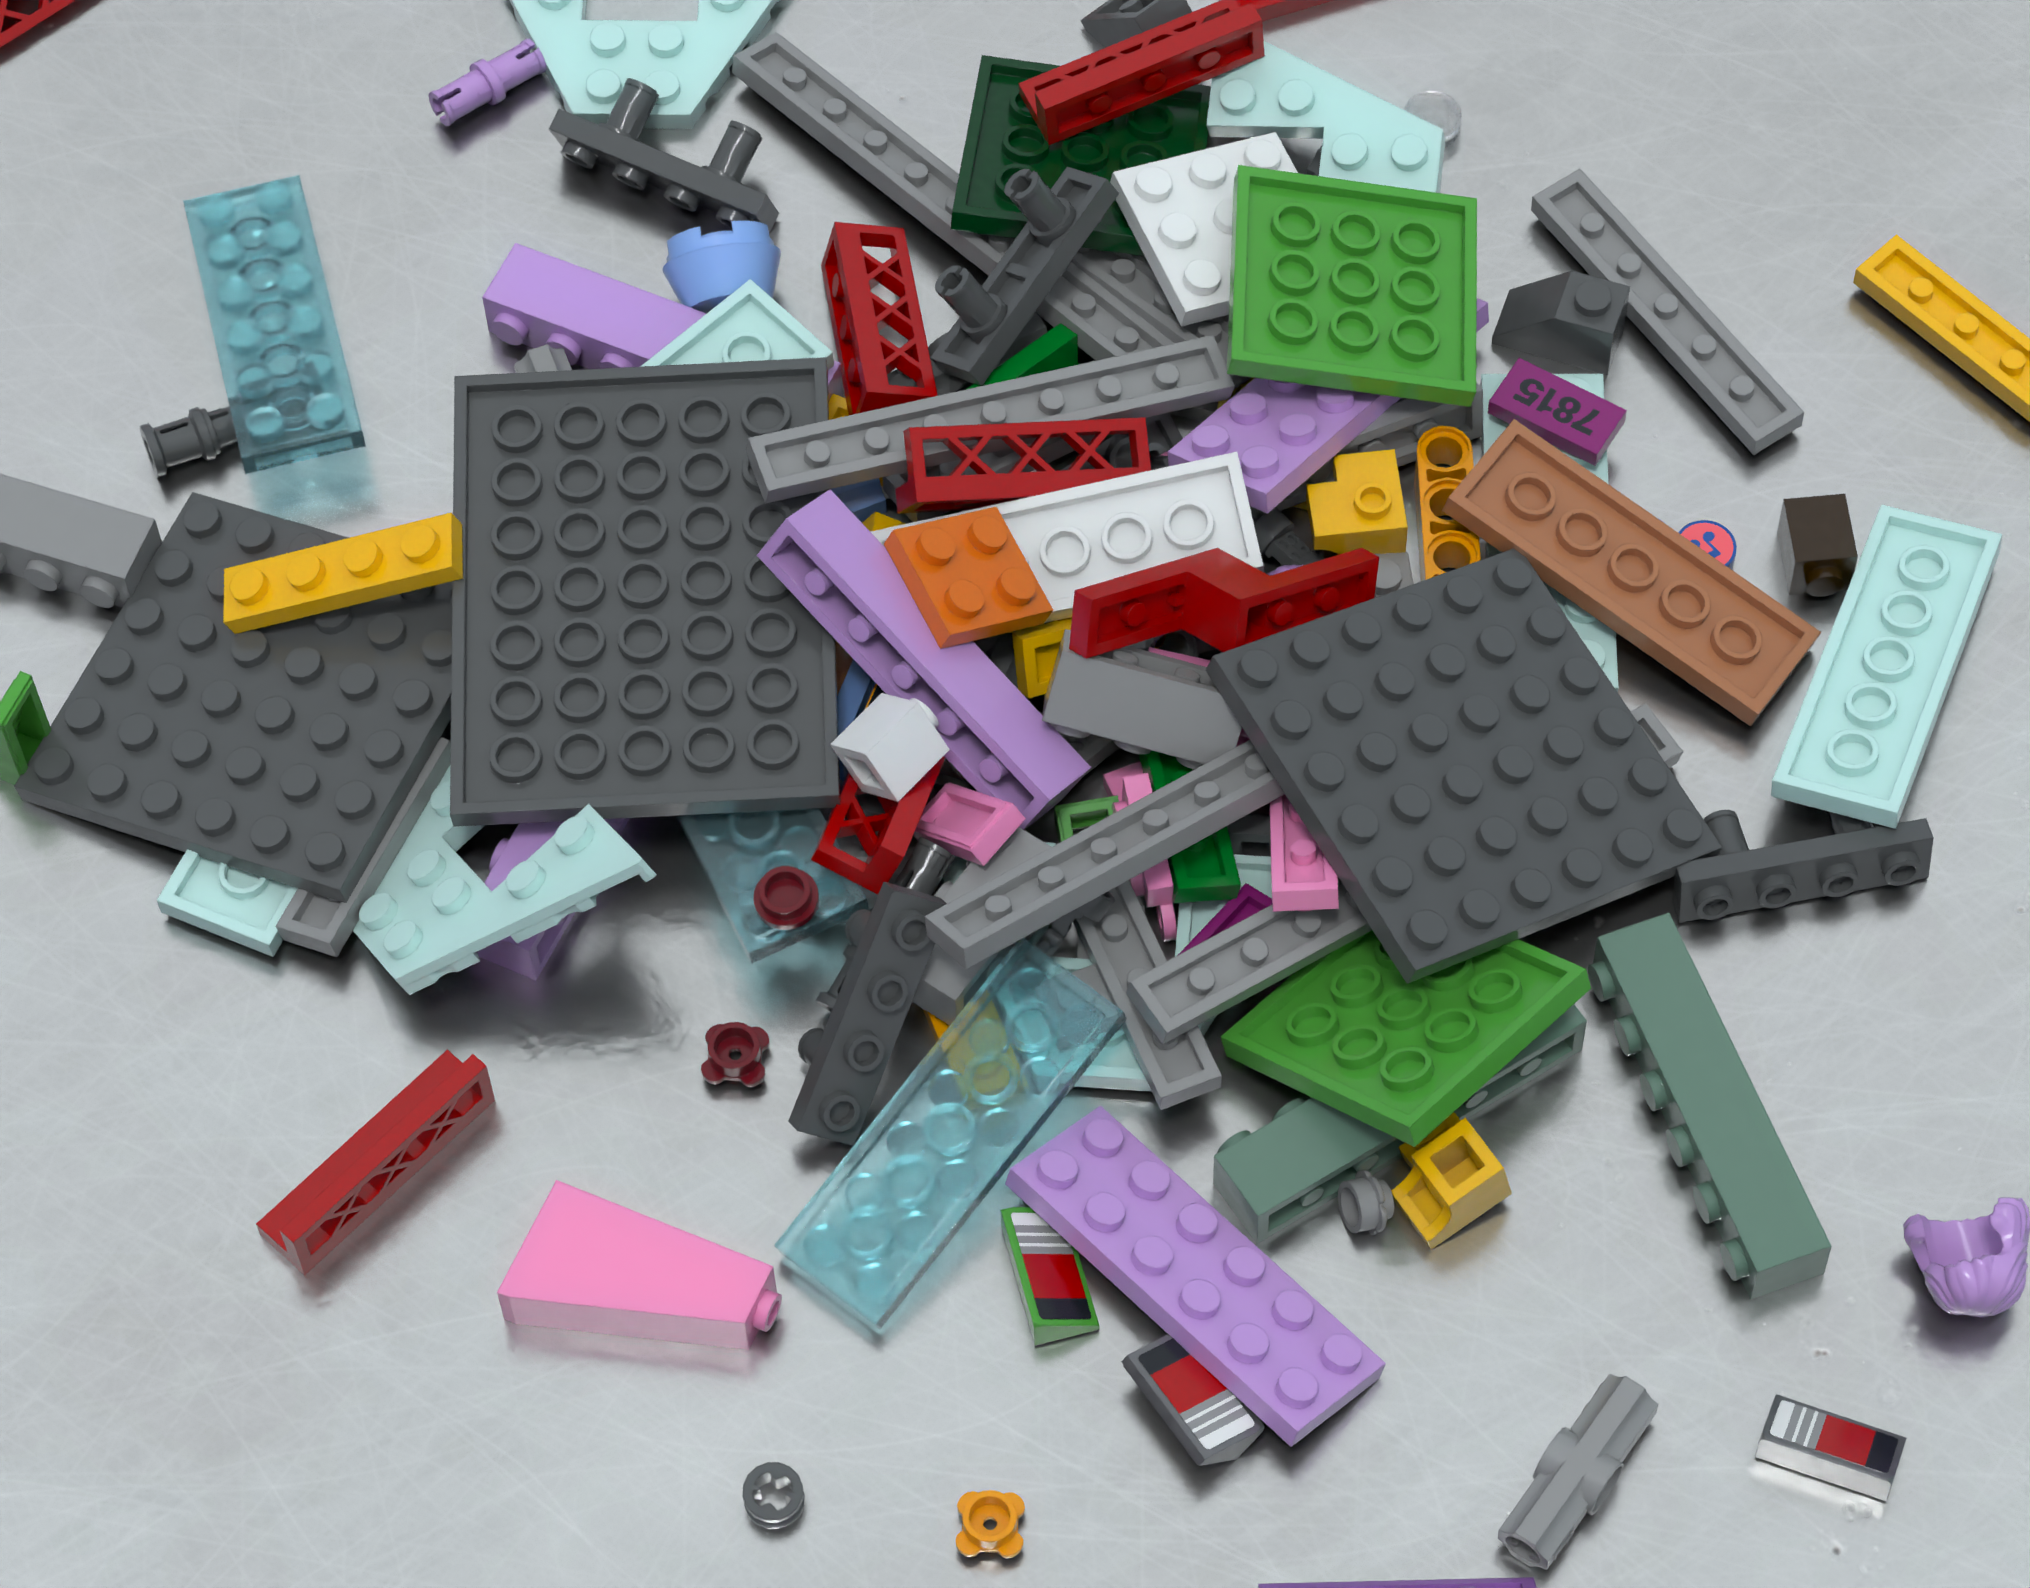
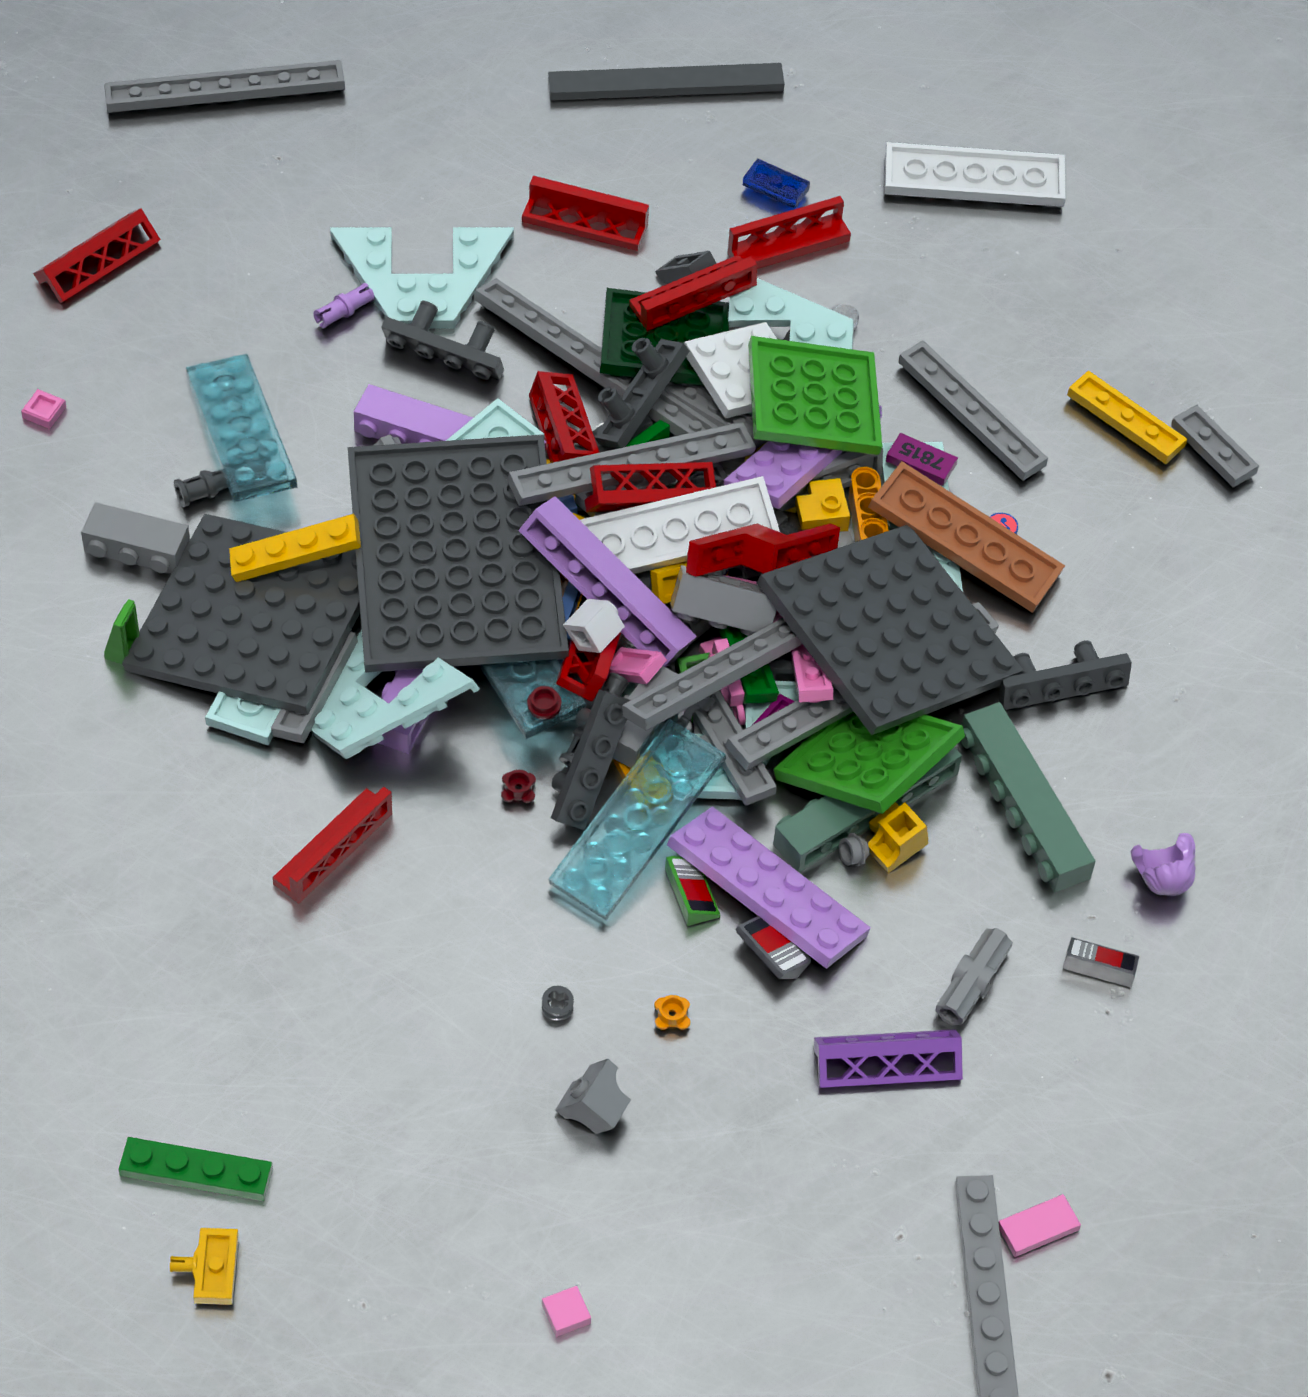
camera: 10 degrees left, 5 degrees down
(634, 1276) = (476, 897): bright pink slope -> none
(716, 264) = (475, 393): light blue cone -> none
(968, 577) = (628, 540): orange plate -> none
(1565, 320) = (921, 415): dark grey slope -> none
(1817, 544) = (1059, 522): dark brown brick -> none
(1887, 666) = (1100, 580): light aqua plate -> none

